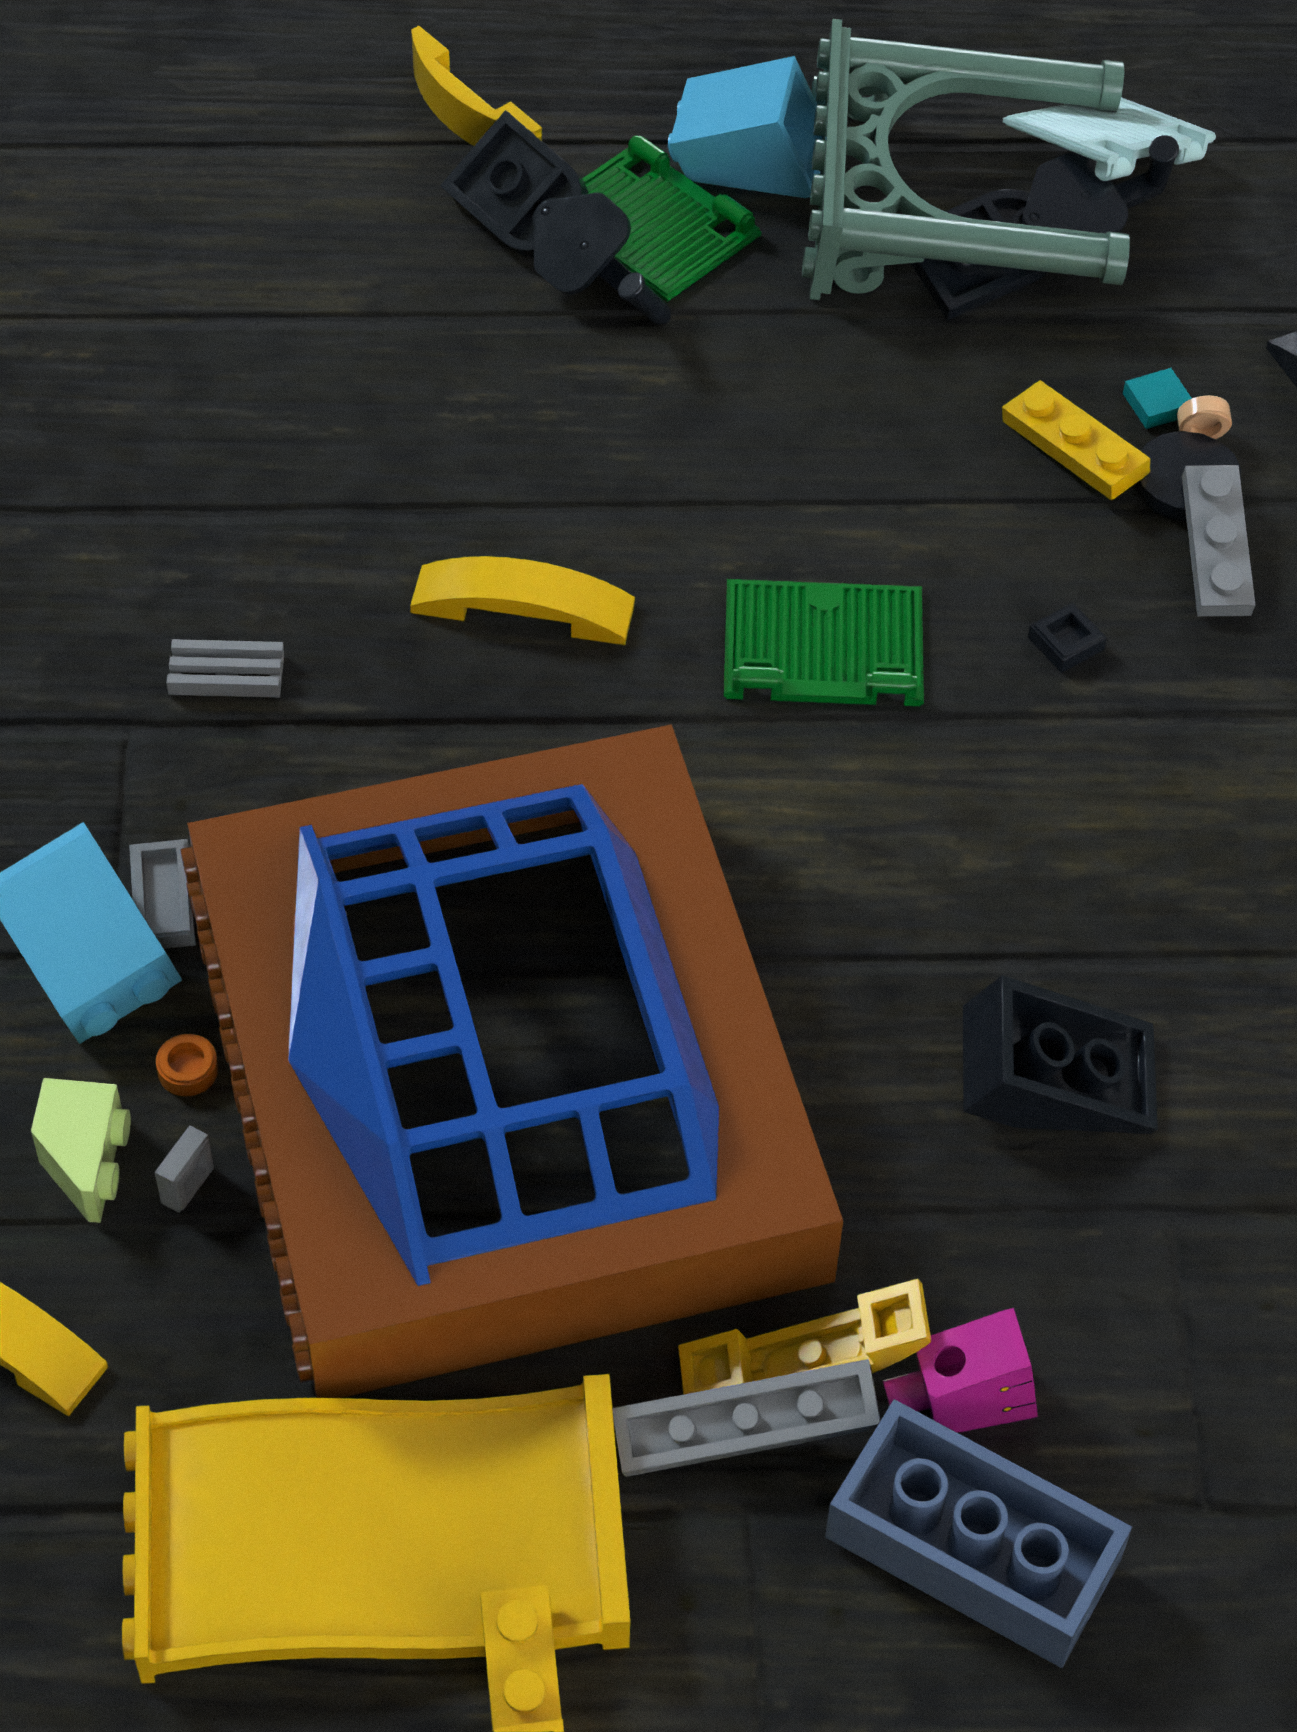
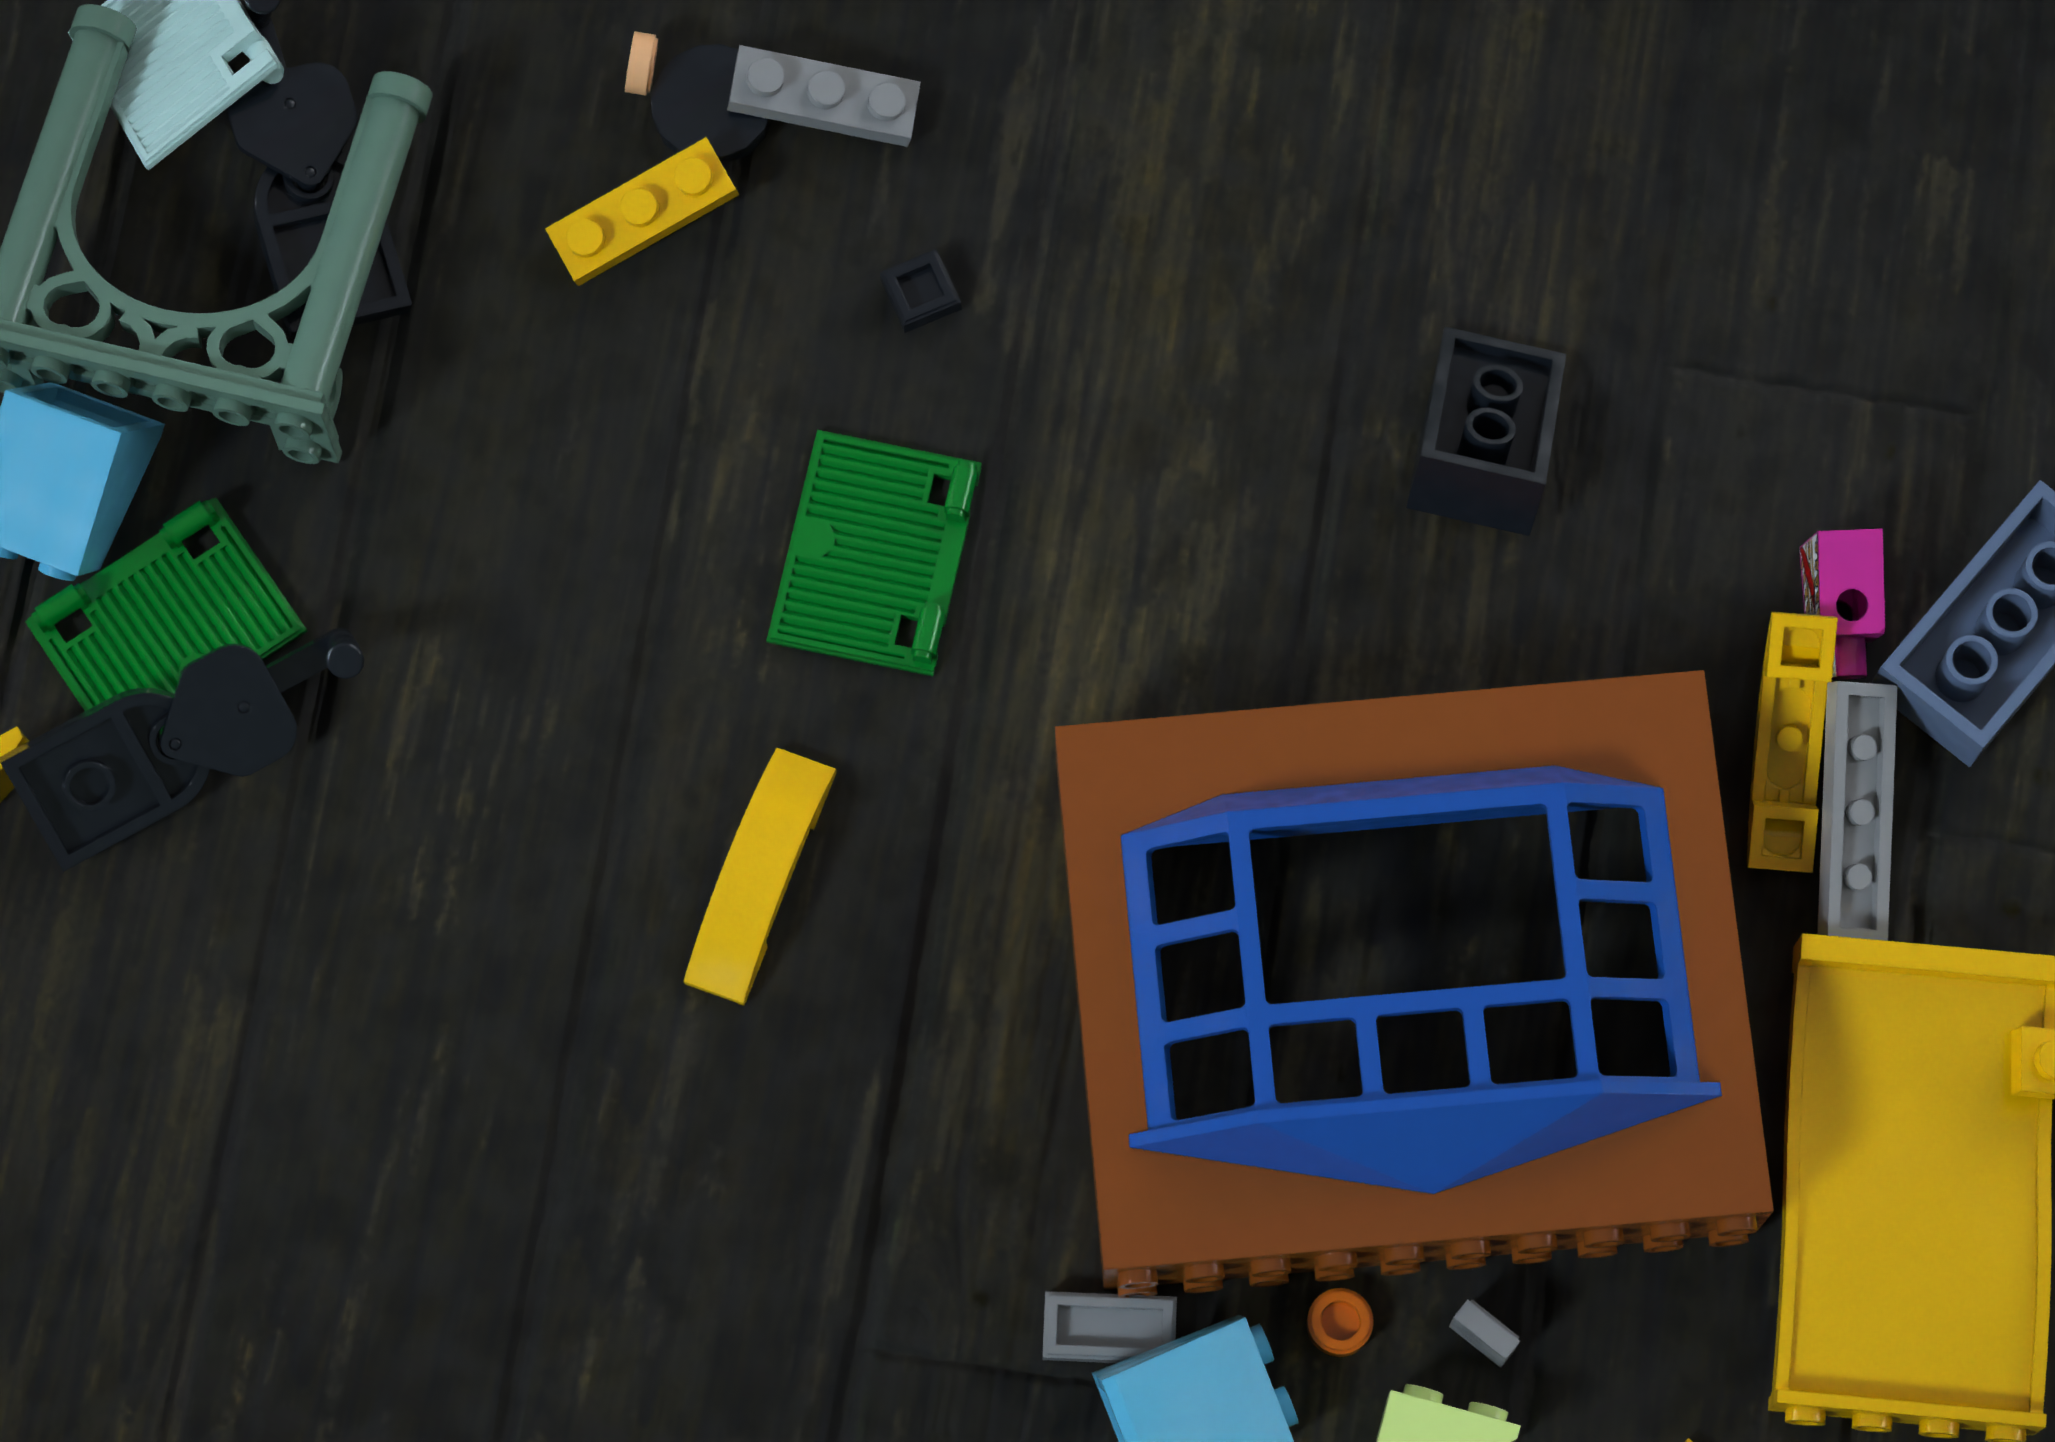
camera: 75 degrees left, 20 degrees up
(226, 661) = (810, 1170): light grey tile -> none
(1156, 397) = (587, 105): teal tile -> none

